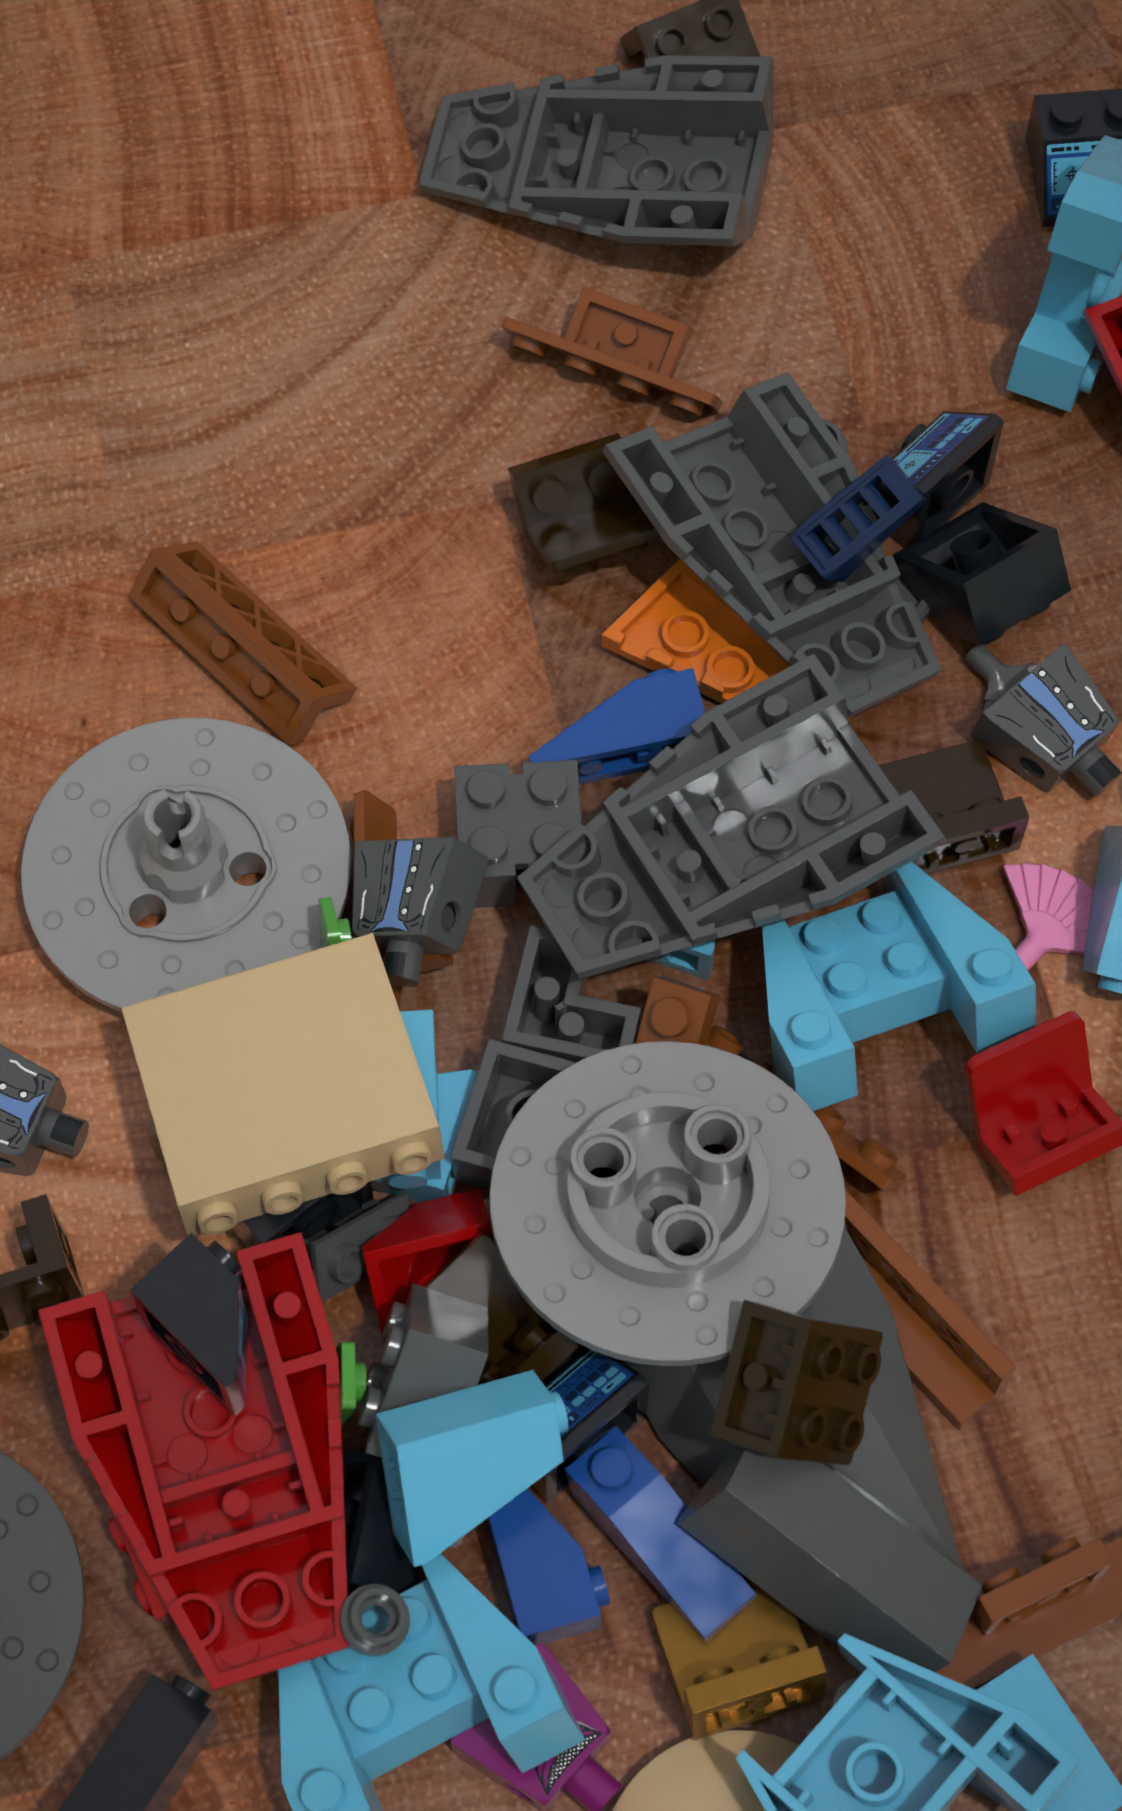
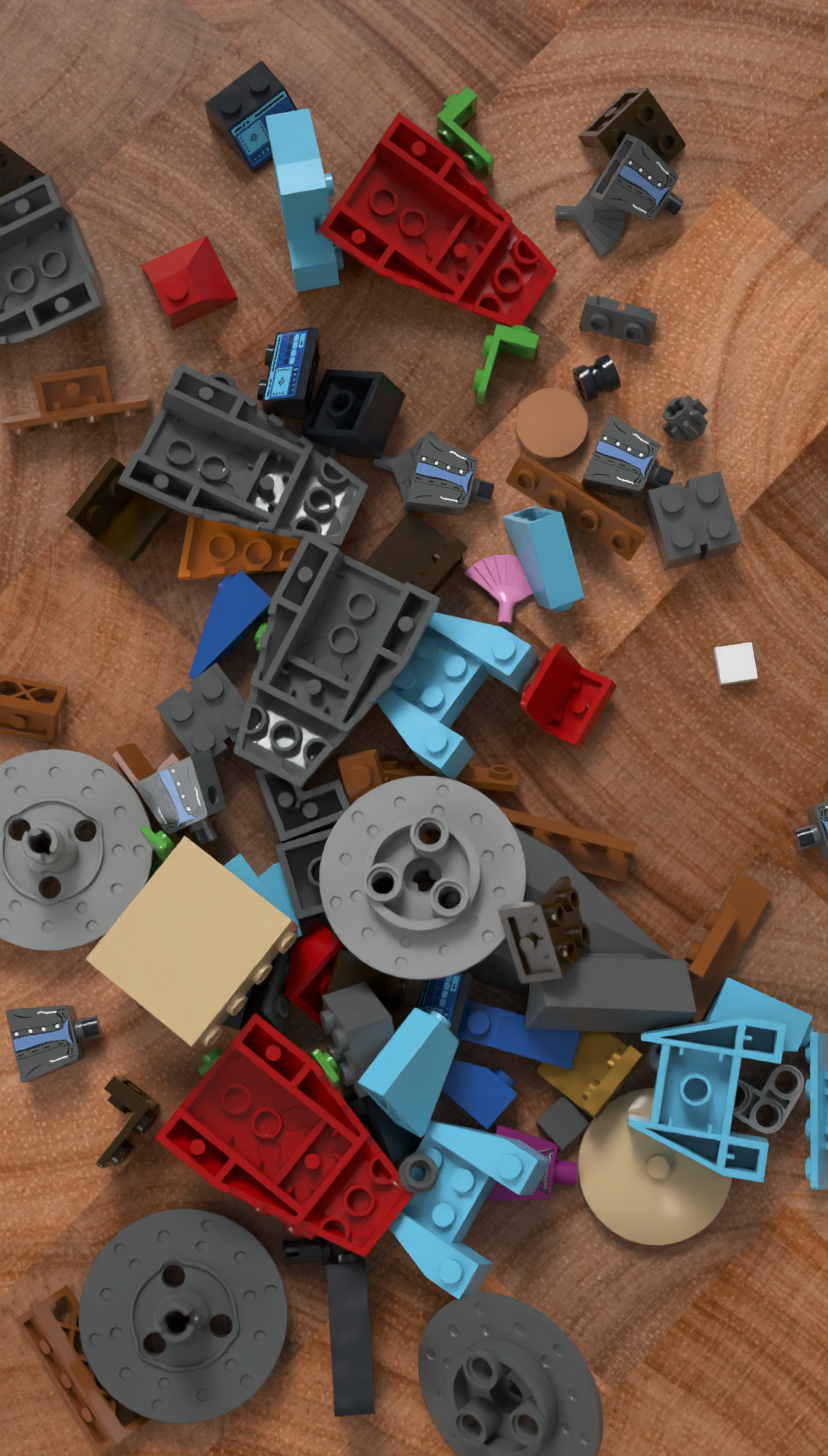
camera: 35 degrees left, 15 degrees up
(145, 1647) = (307, 1251): none -> black pin
(200, 1315) = (238, 1089): black slope -> none
(641, 1714) = (562, 1122): none -> dark grey tile
(827, 520) = (265, 454): dark blue slope -> none
(869, 304) = (189, 282): none -> red slope

